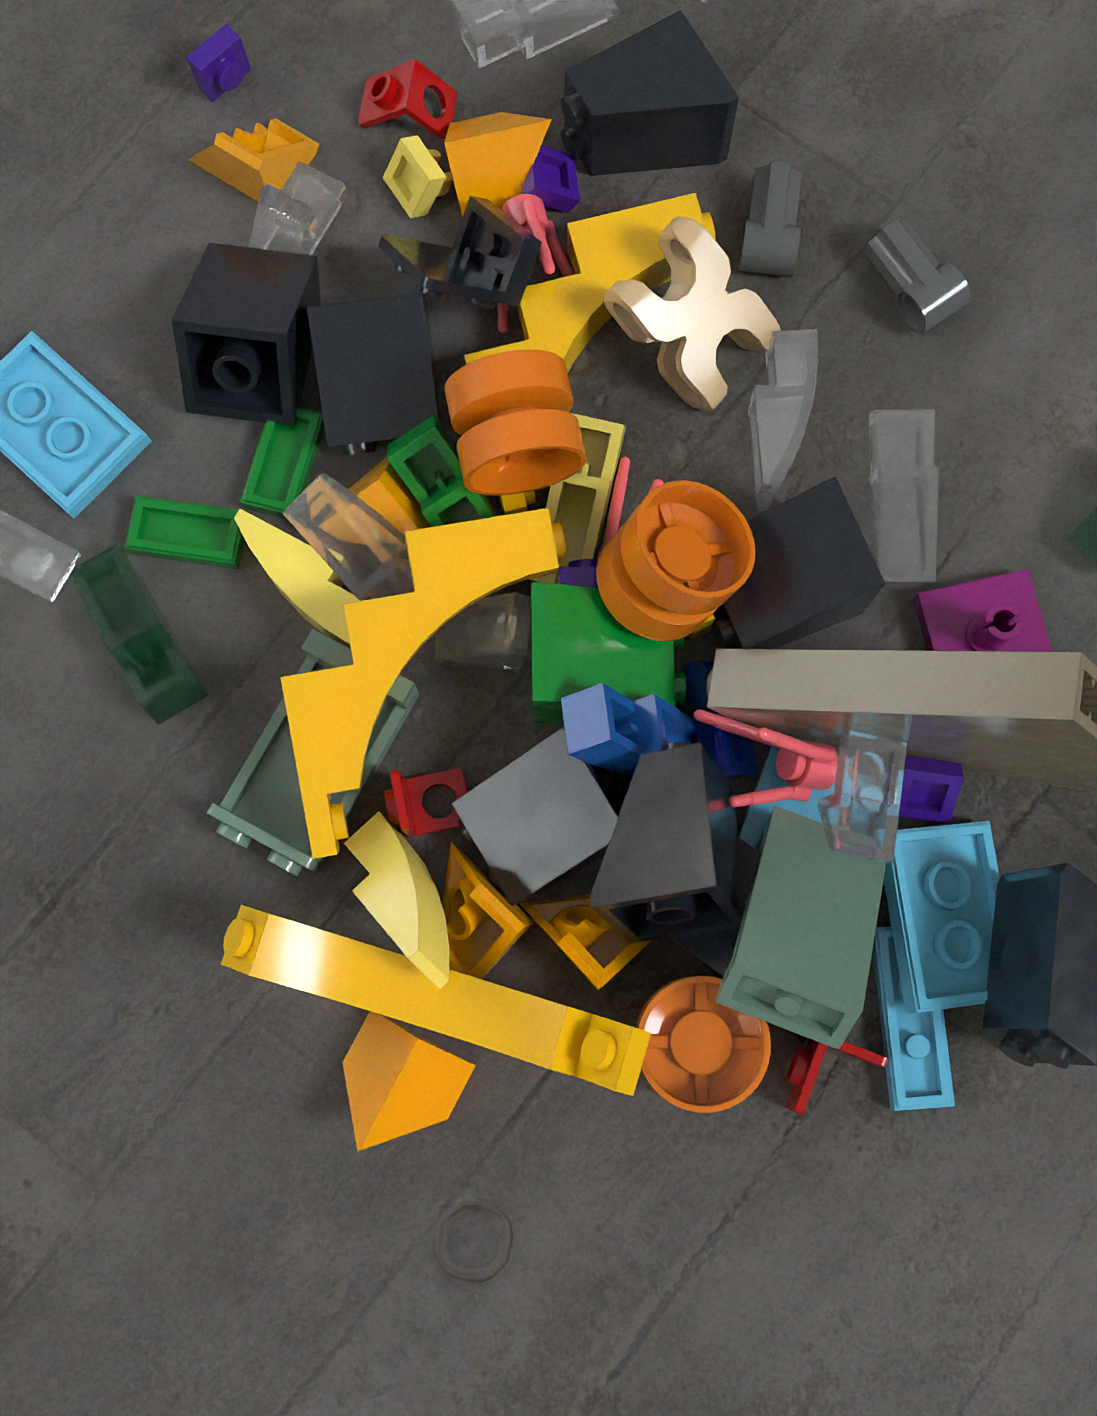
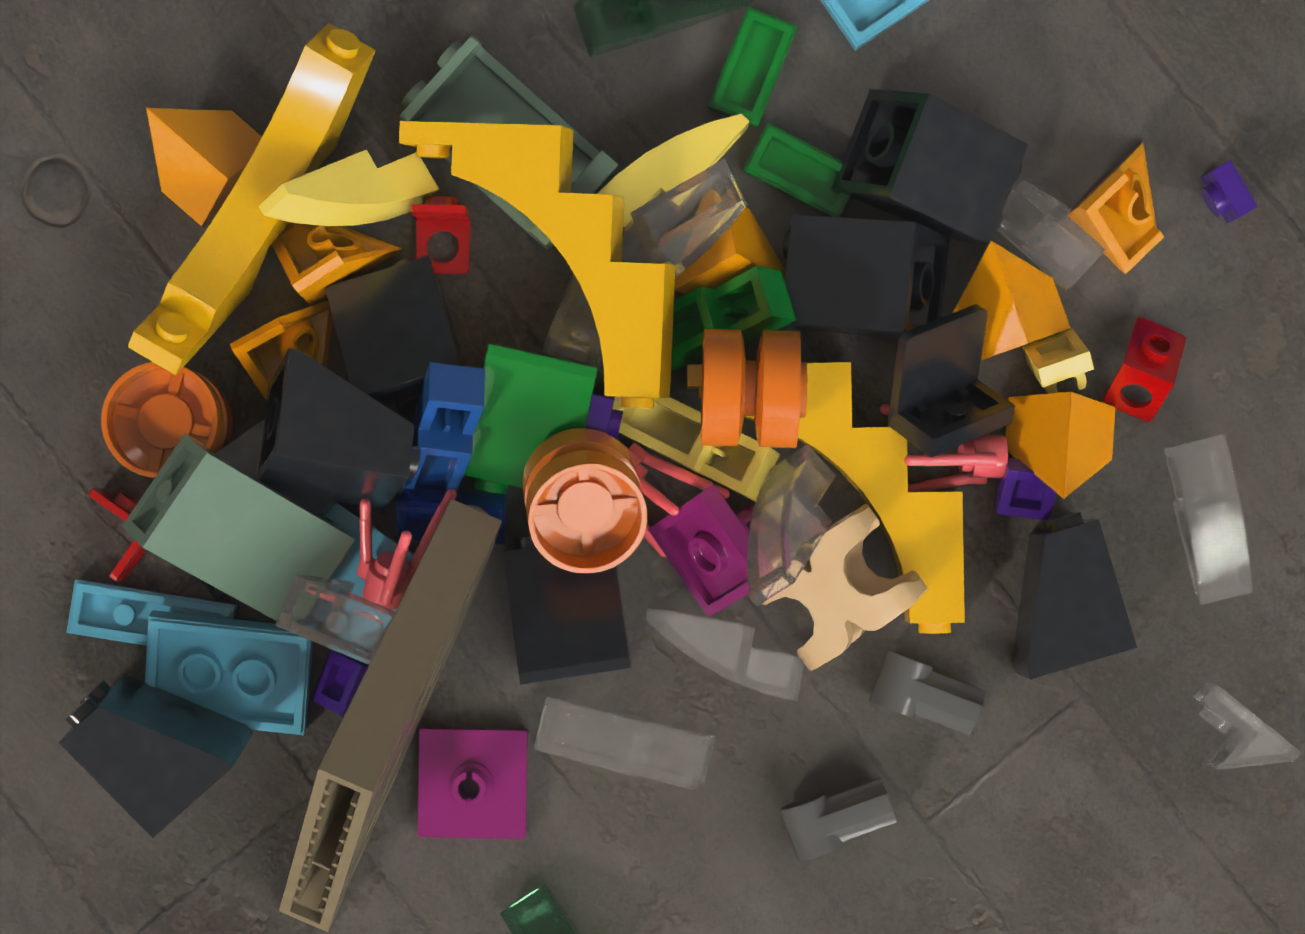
camera: 100 degrees right, 10 degrees up
(356, 230) = (1018, 301): none -> light orange slope
(648, 364) = (786, 523): none -> clear slope
(689, 434) = (708, 548): none -> magenta tile

